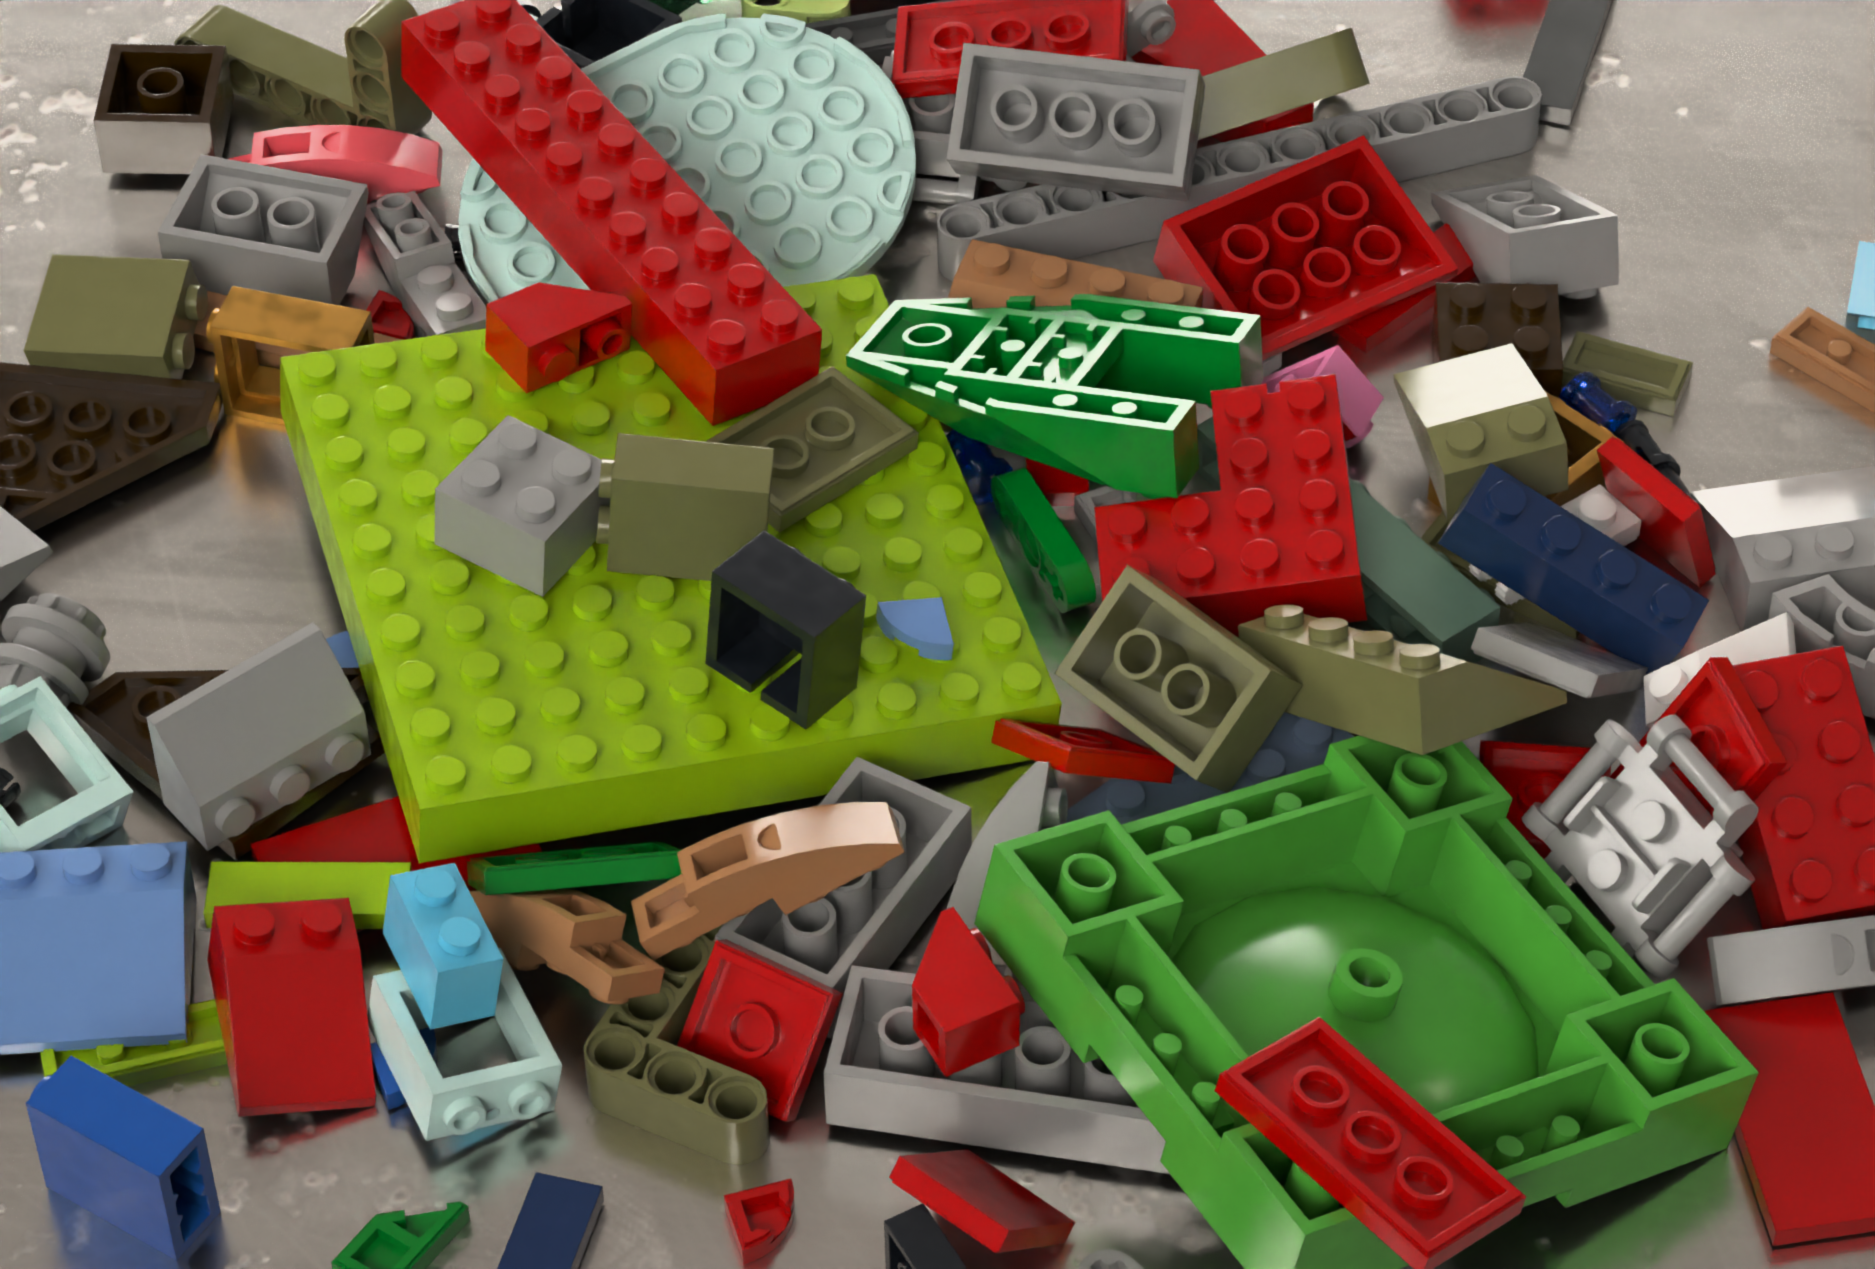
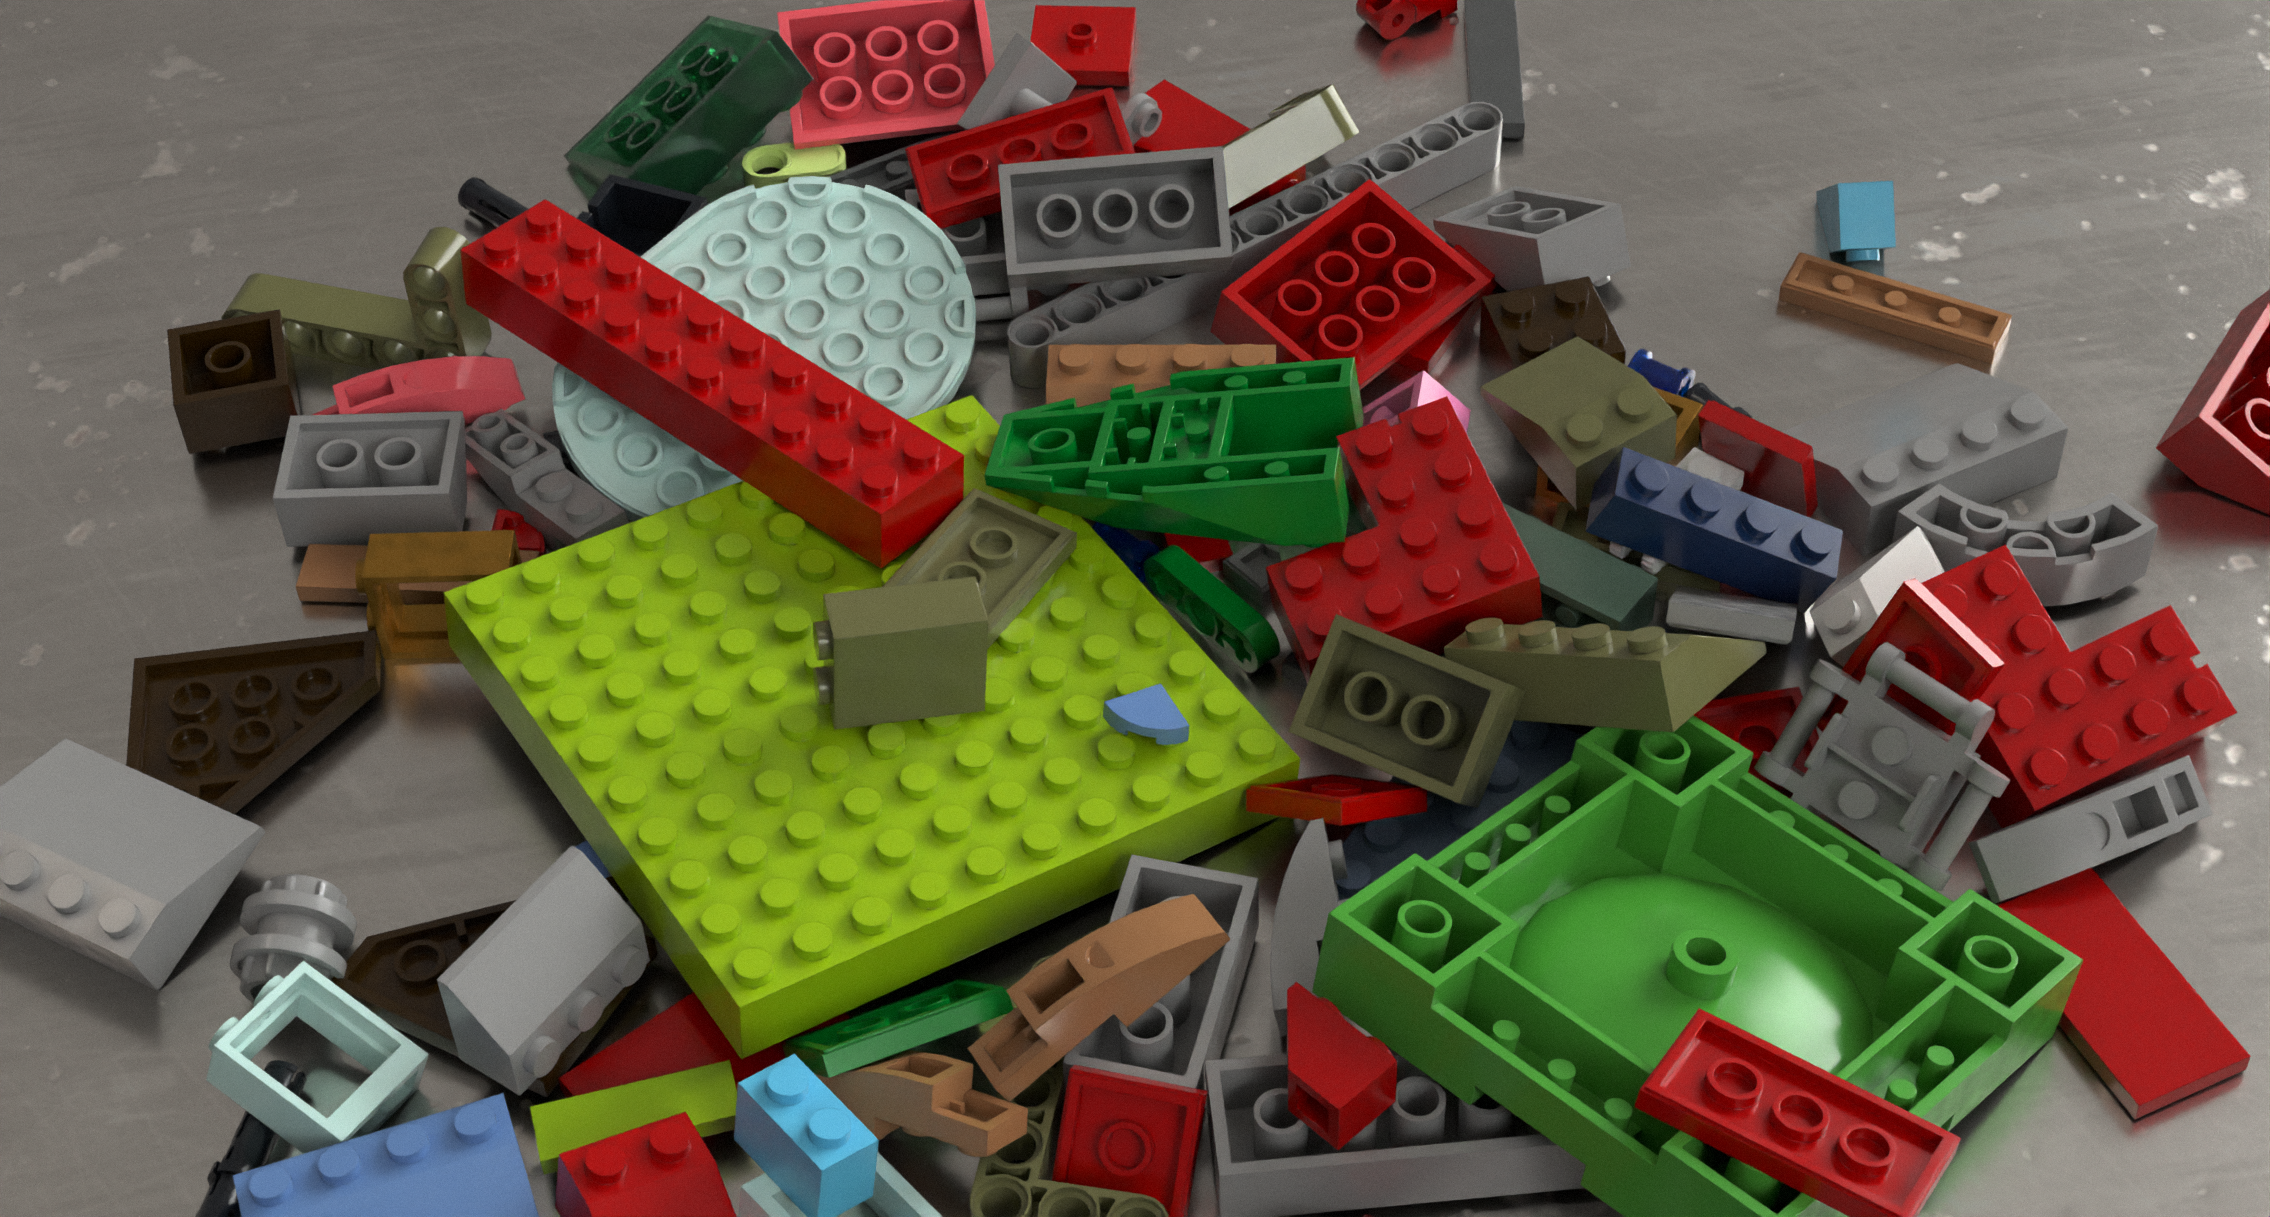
camera: 15 degrees left, 0 degrees up
(117, 315) = (254, 587): olive brick -> none
(521, 505) = (739, 684): light grey brick -> none
(555, 331) = (705, 511): red slope -> none
(769, 609) = (1032, 722): black piece -> none
(1629, 372) = (1673, 341): olive tile -> none

